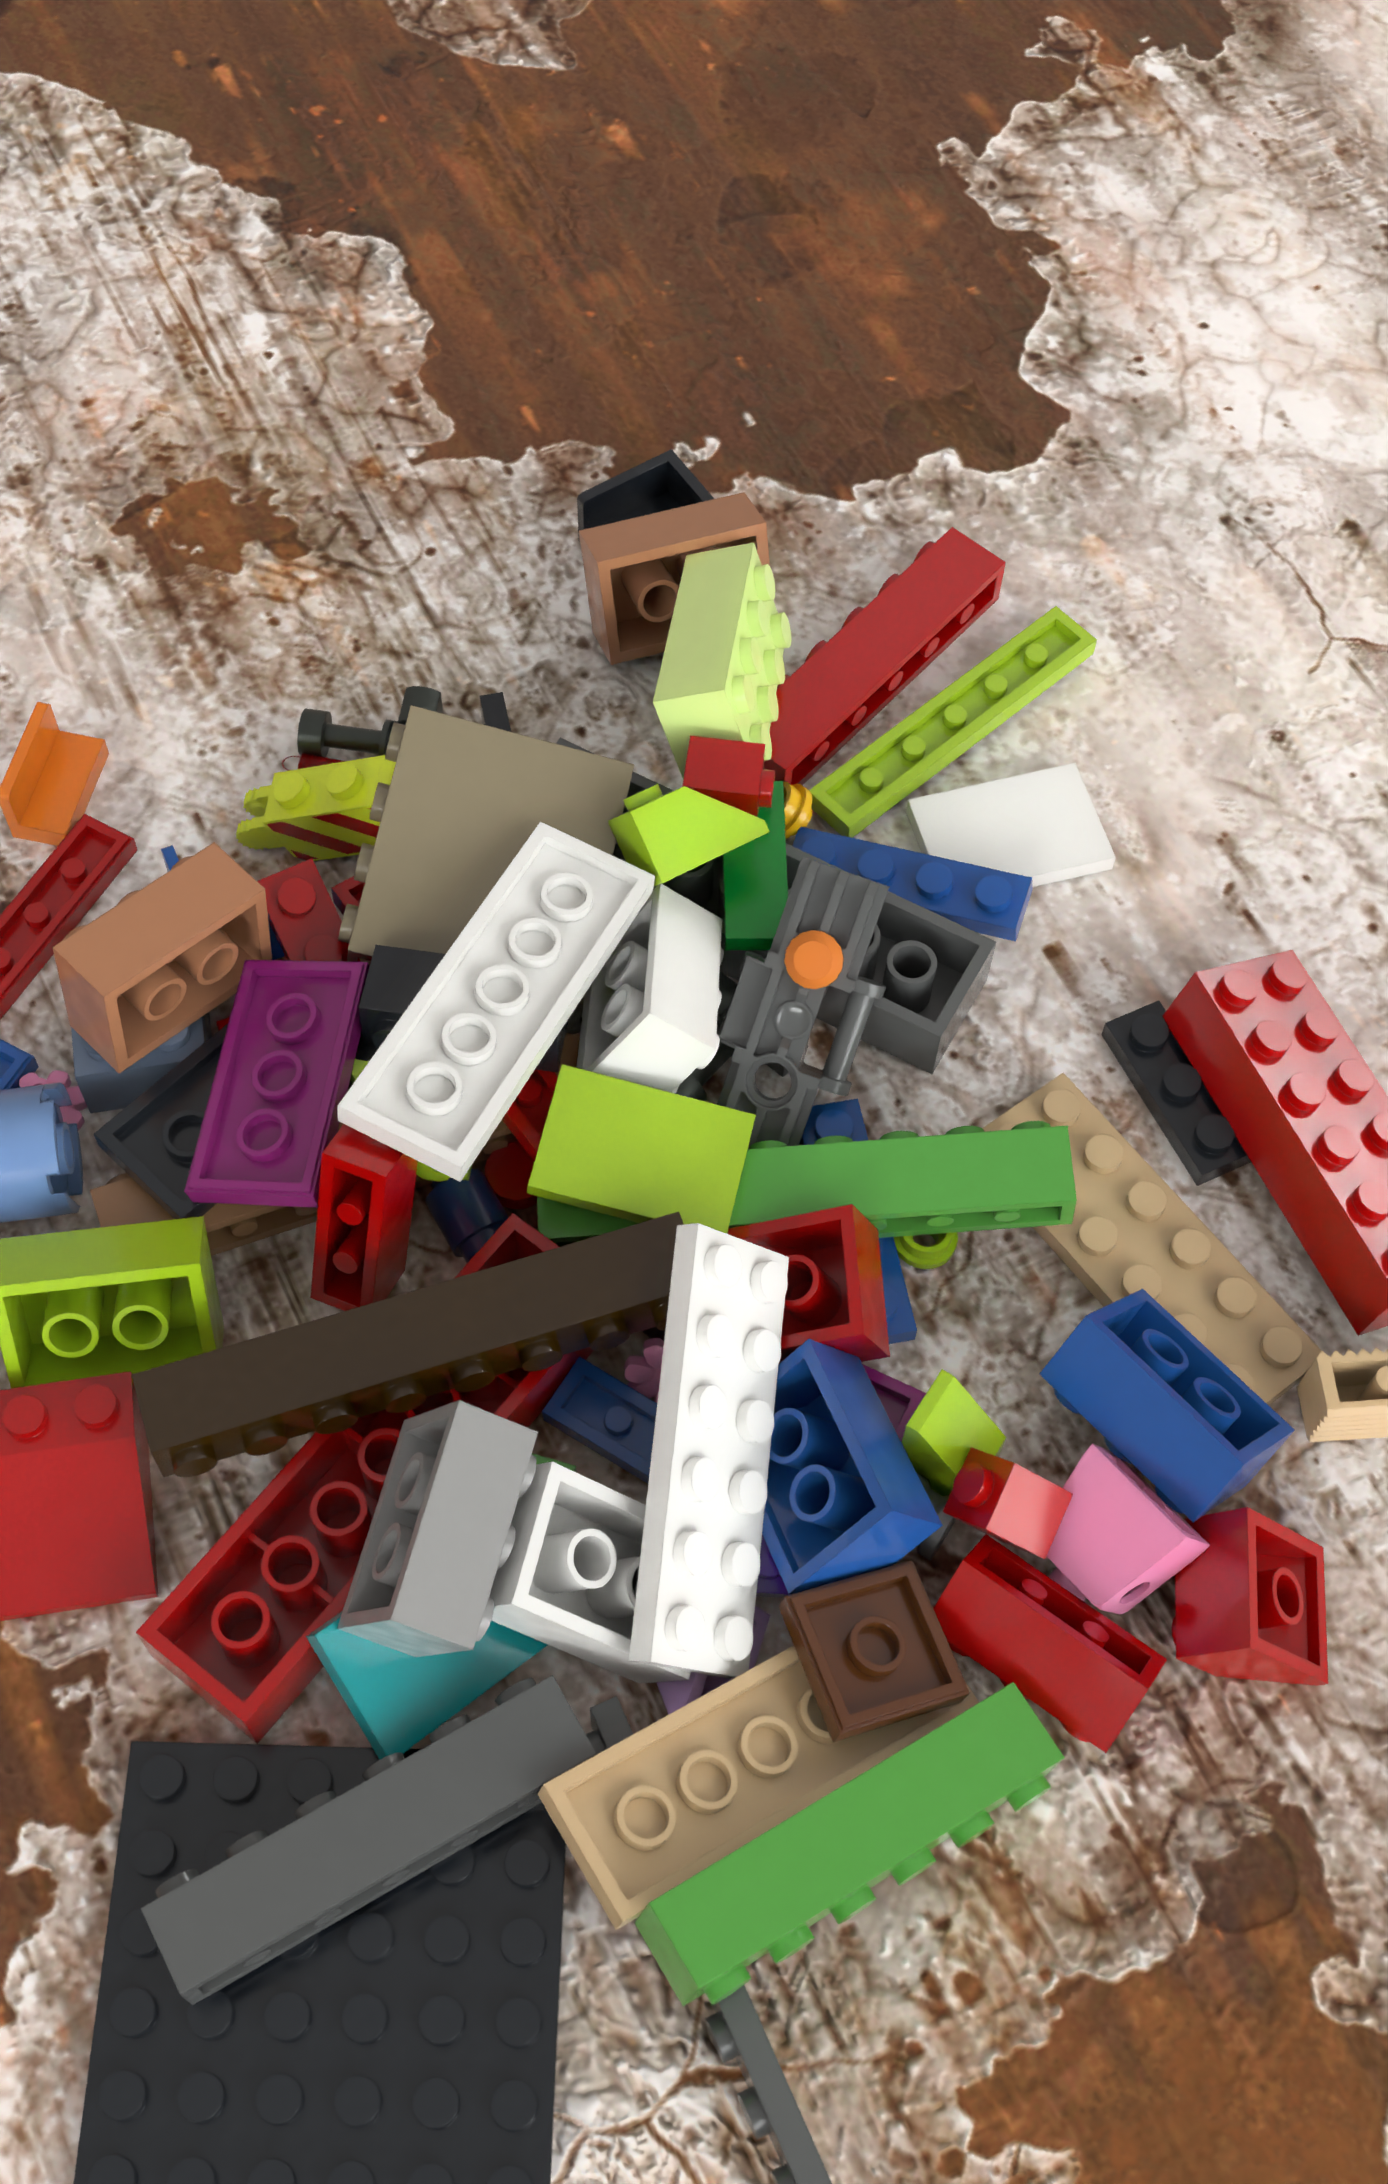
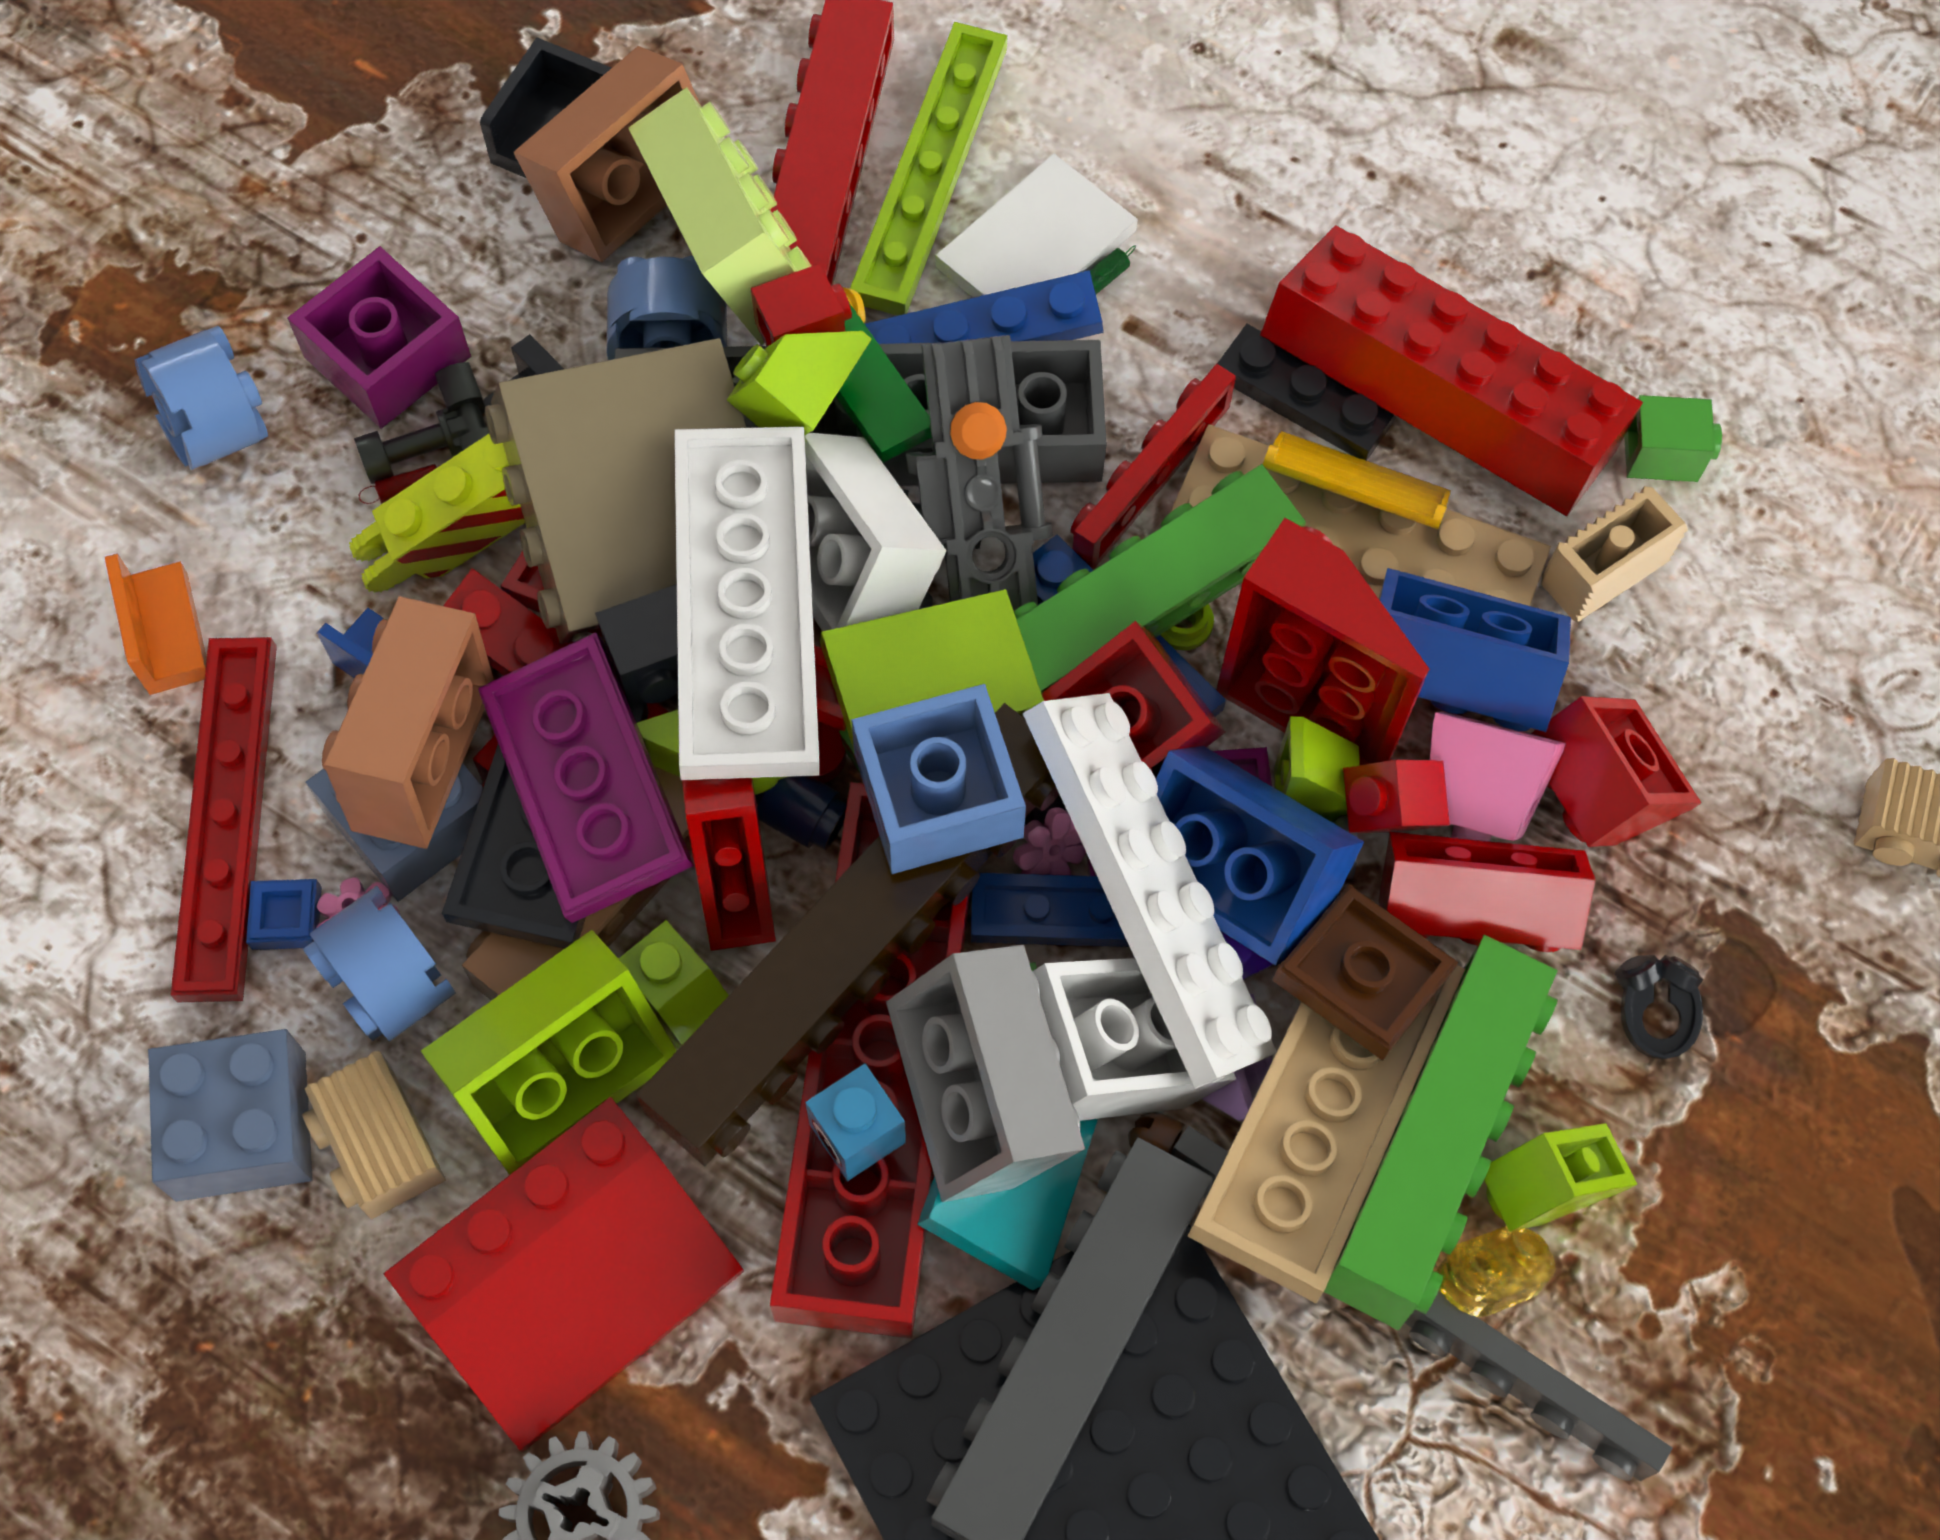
camera: 30 degrees left, 5 degrees up
(204, 614) = (201, 399): none -> medium blue brick
(252, 1294) = (674, 982): none -> lime slope
(305, 1511) = (856, 1122): none -> dark azure brick
(380, 634) = (379, 336): none -> magenta brick
(559, 1241) = (938, 778): none -> medium blue brick
(588, 1689) = (1157, 1130): none -> reddish brown hinge
(622, 724) = (662, 305): none -> medium blue brick
(841, 2012) = (1496, 1271): none -> clear yellow plate
(946, 1957) = (1556, 1176): none -> lime slope
(985, 1084) = (1163, 452): none -> red plate
(1000, 1311) = (1319, 646): none -> red slope
(1058, 890) = (1110, 268): none -> green piece
(1168, 1193) = (1357, 479): none -> yellow piece
(1195, 1845) = (1638, 980): none -> black piece

